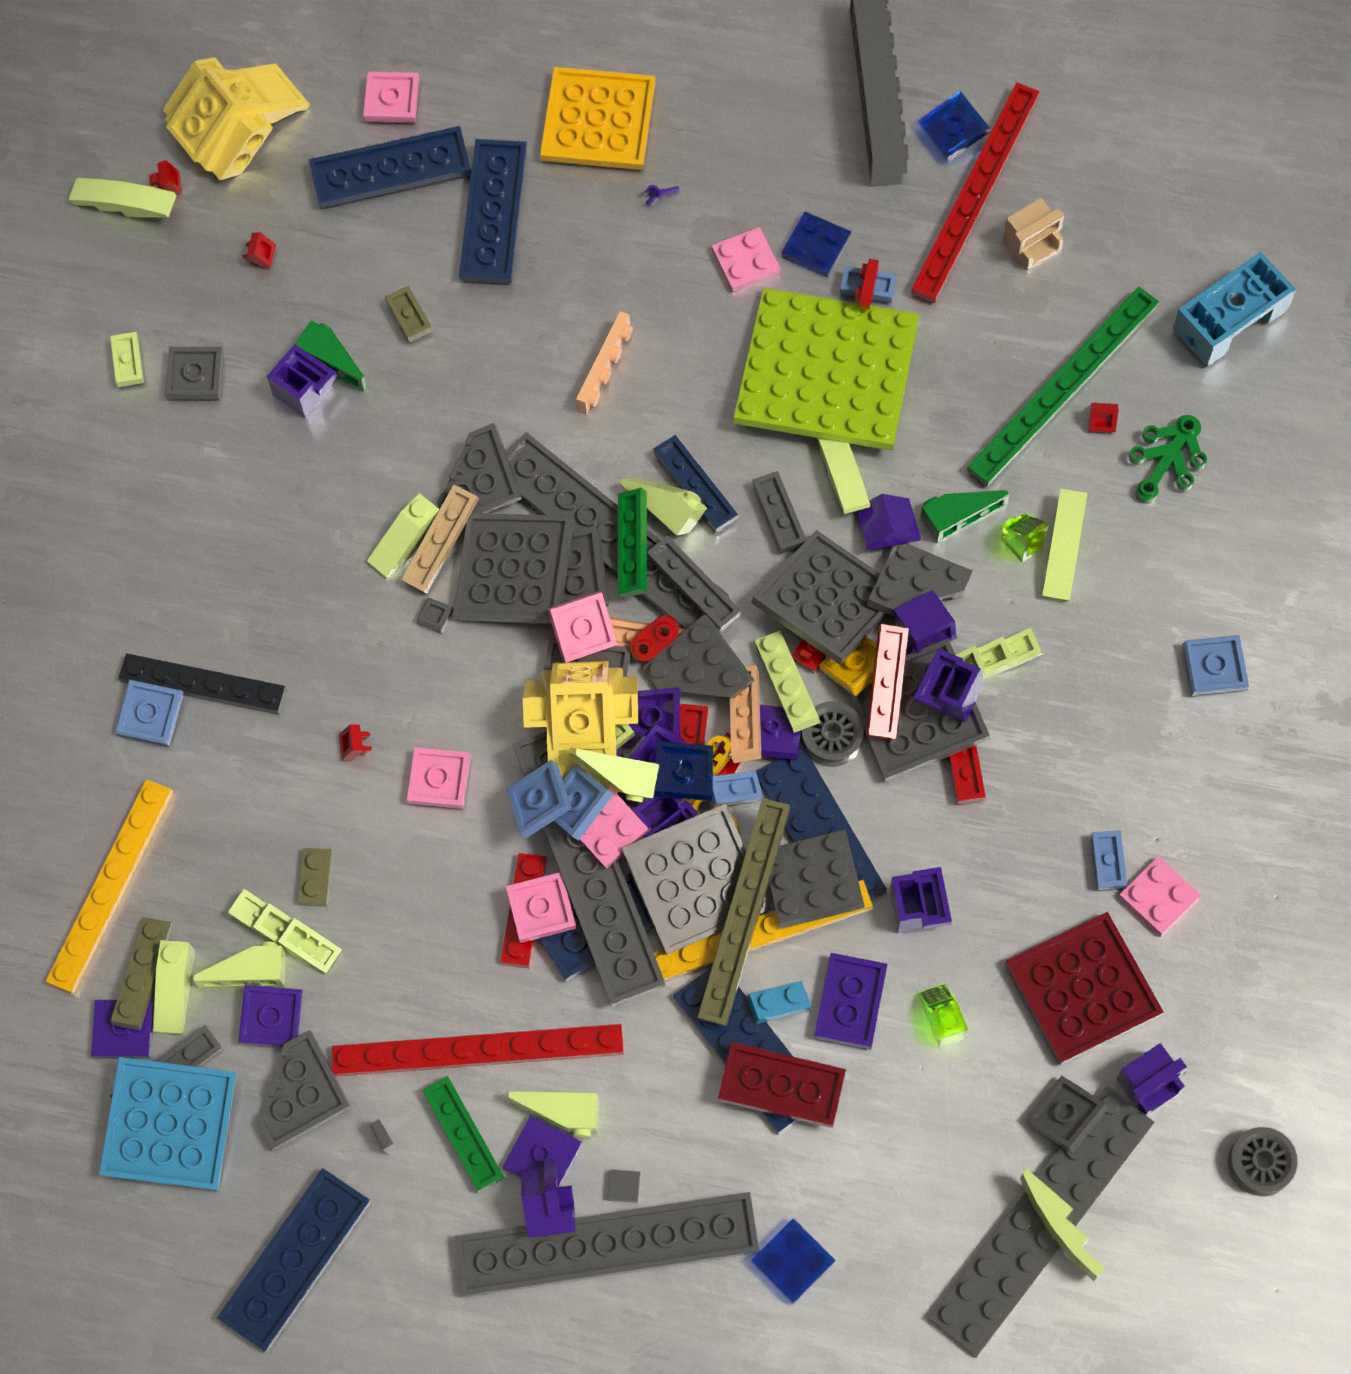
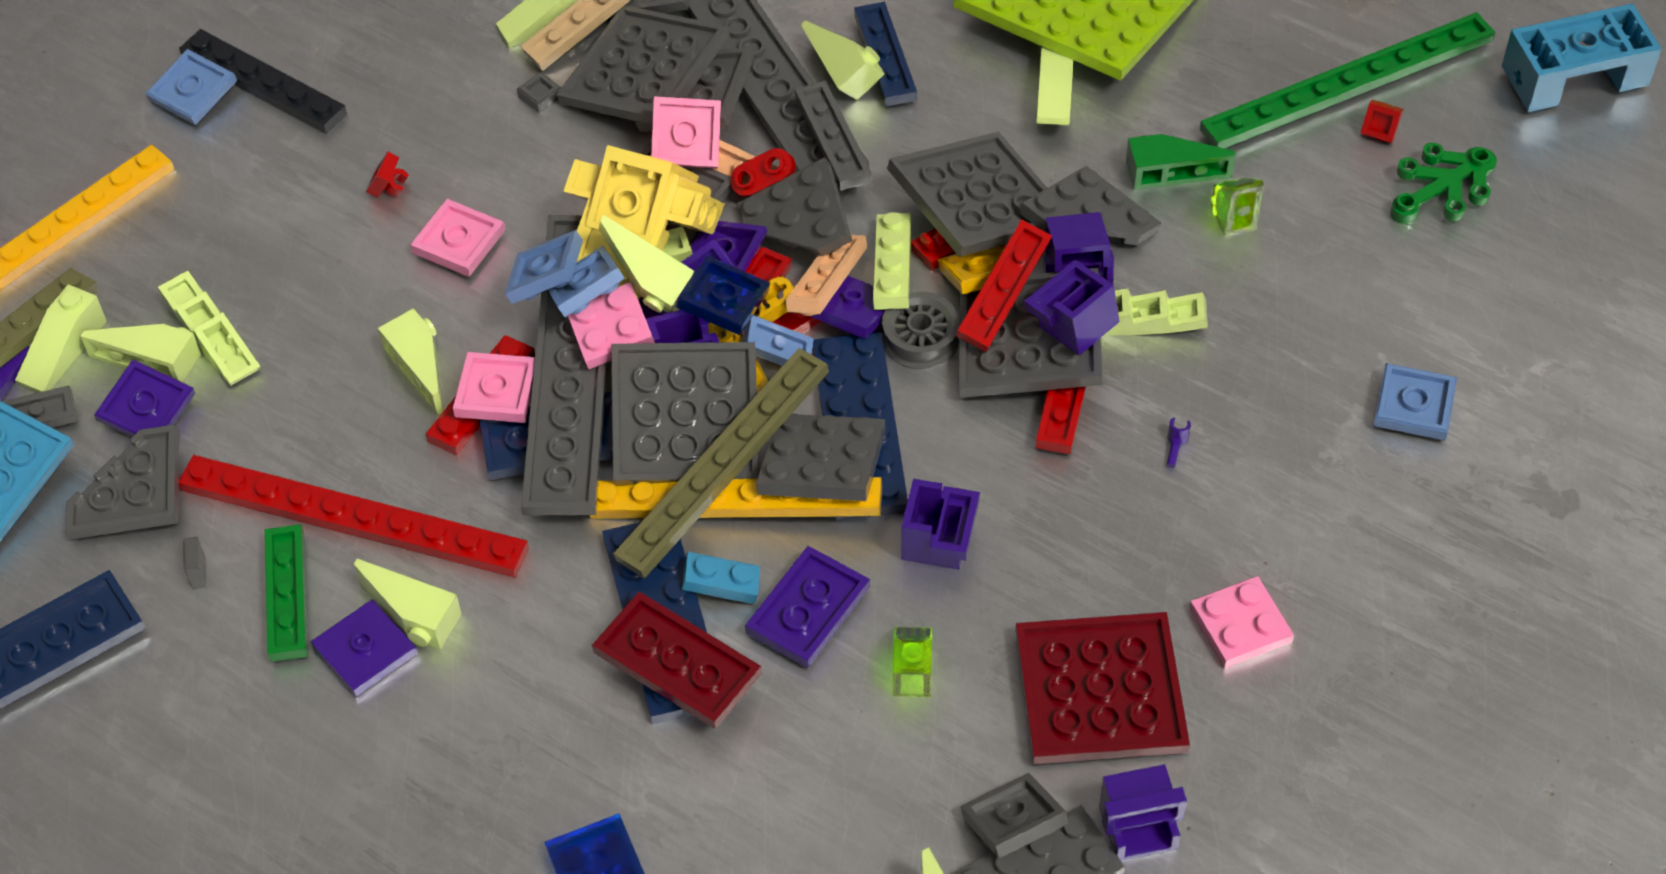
camera: 20 degrees right, 15 degrees down
(315, 877) = (273, 290): olive plate -> none
(455, 892) = (412, 348): none -> yellowish green slope
(545, 1204) = (333, 686): dark purple plate -> none
(608, 1245) = (386, 766): dark grey plate -> none
(624, 1186) = (440, 712): dark grey tile -> none
(632, 542) = (783, 78): green plate -> none
(779, 512) = (965, 102): dark grey plate -> none
(888, 522) = (1084, 146): dark purple slope -> none
(1056, 758) = (1177, 438): none -> dark purple hand
(1064, 544) = (1281, 228): yellowish green slope -> none
(1109, 860) = (1193, 561): medium blue plate -> none

